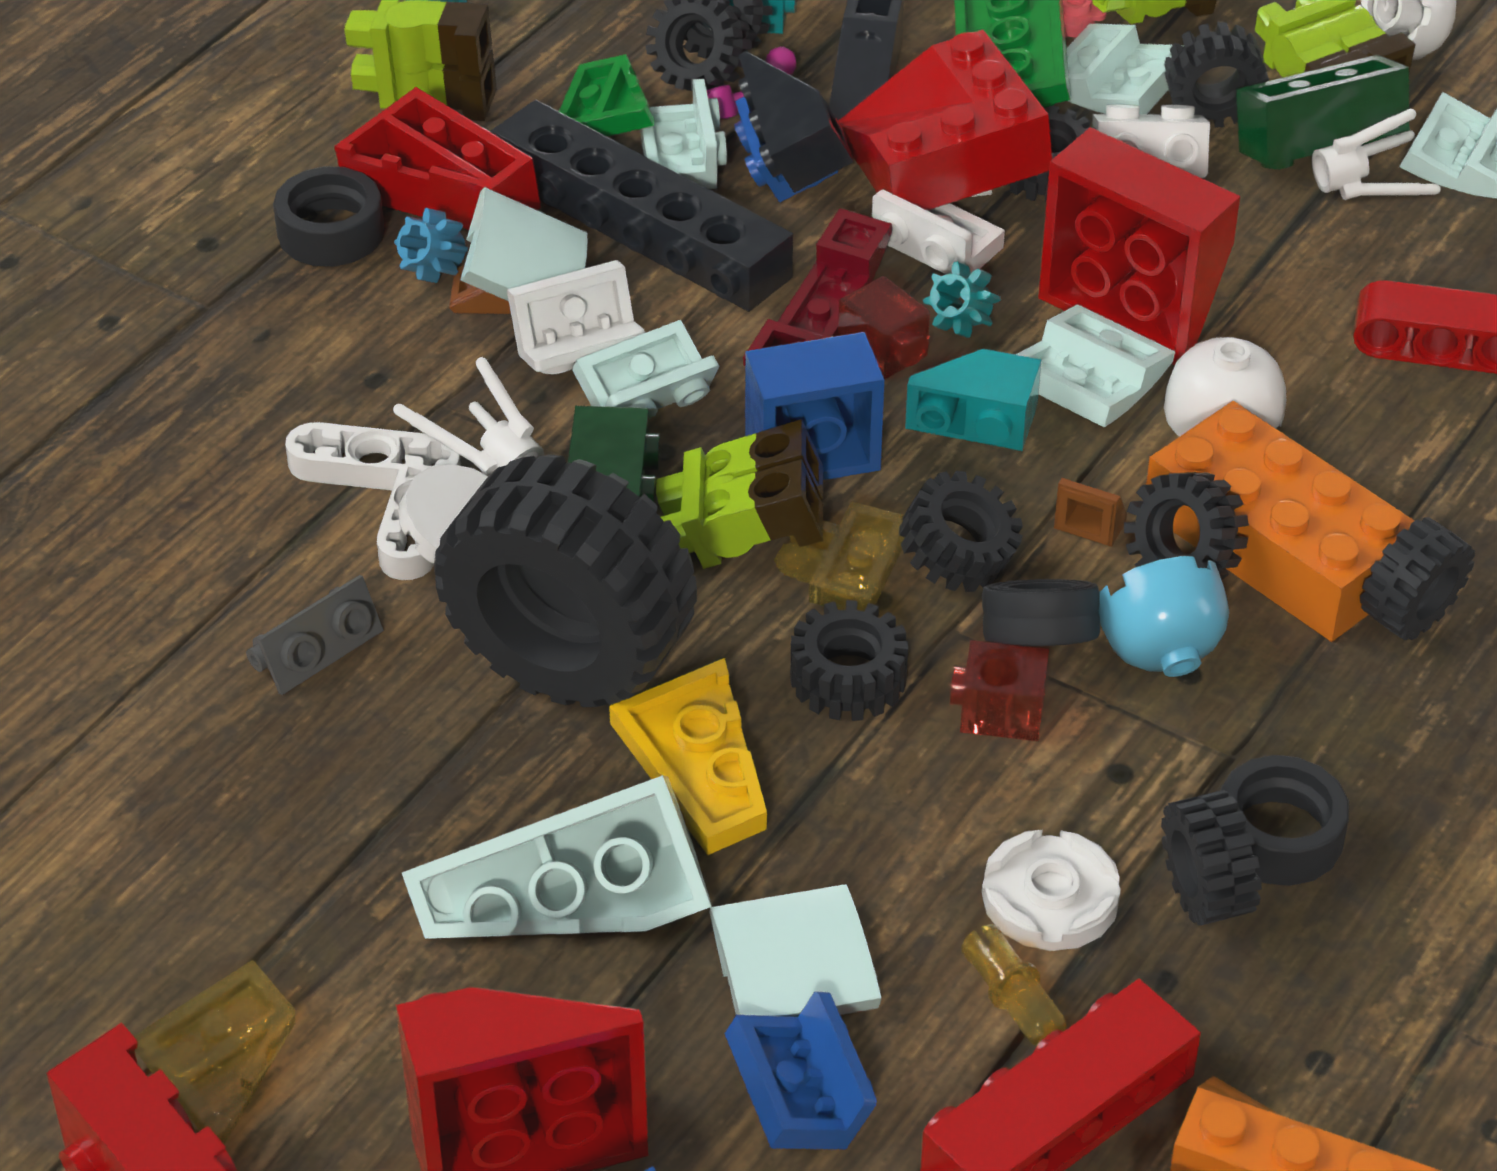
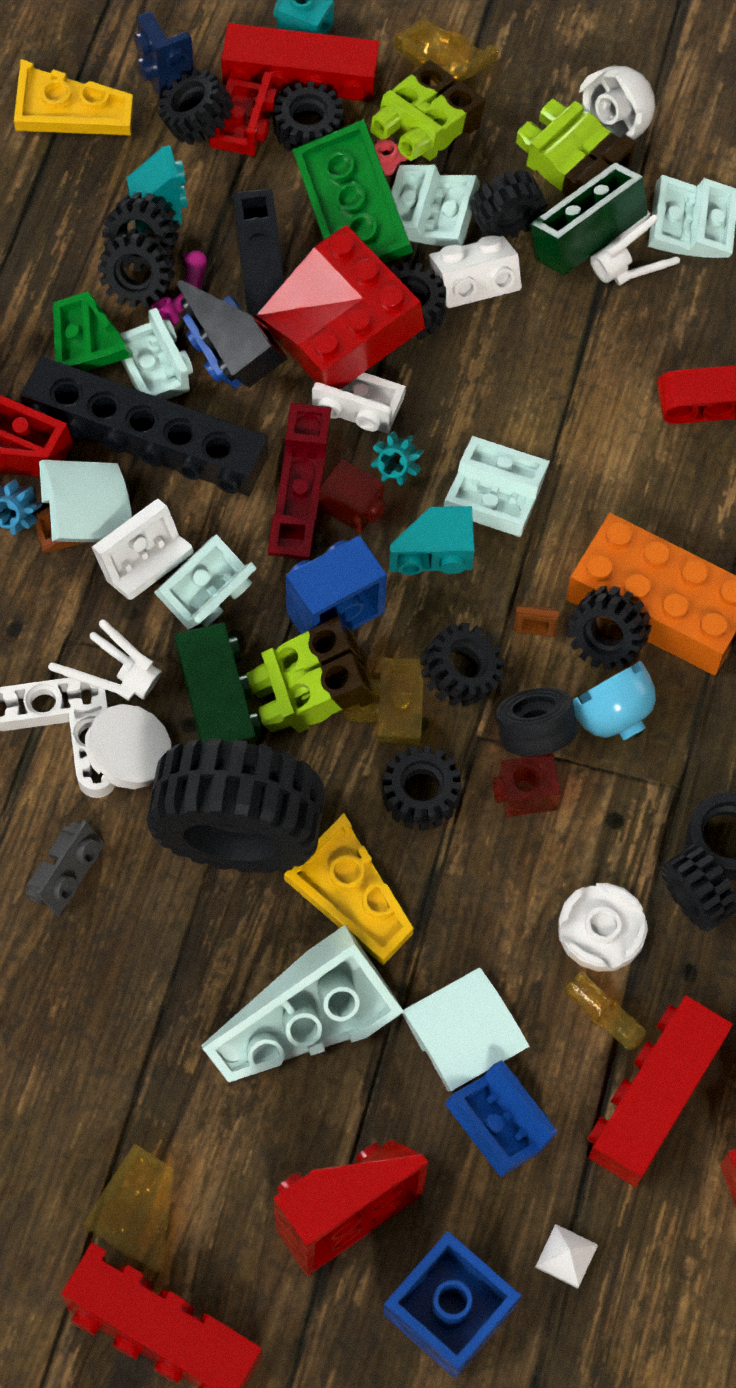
camera: 20 degrees left, 20 degrees up
(1134, 239) = (509, 394): red slope -> none
(1224, 372) = (590, 489): white cylinder -> none

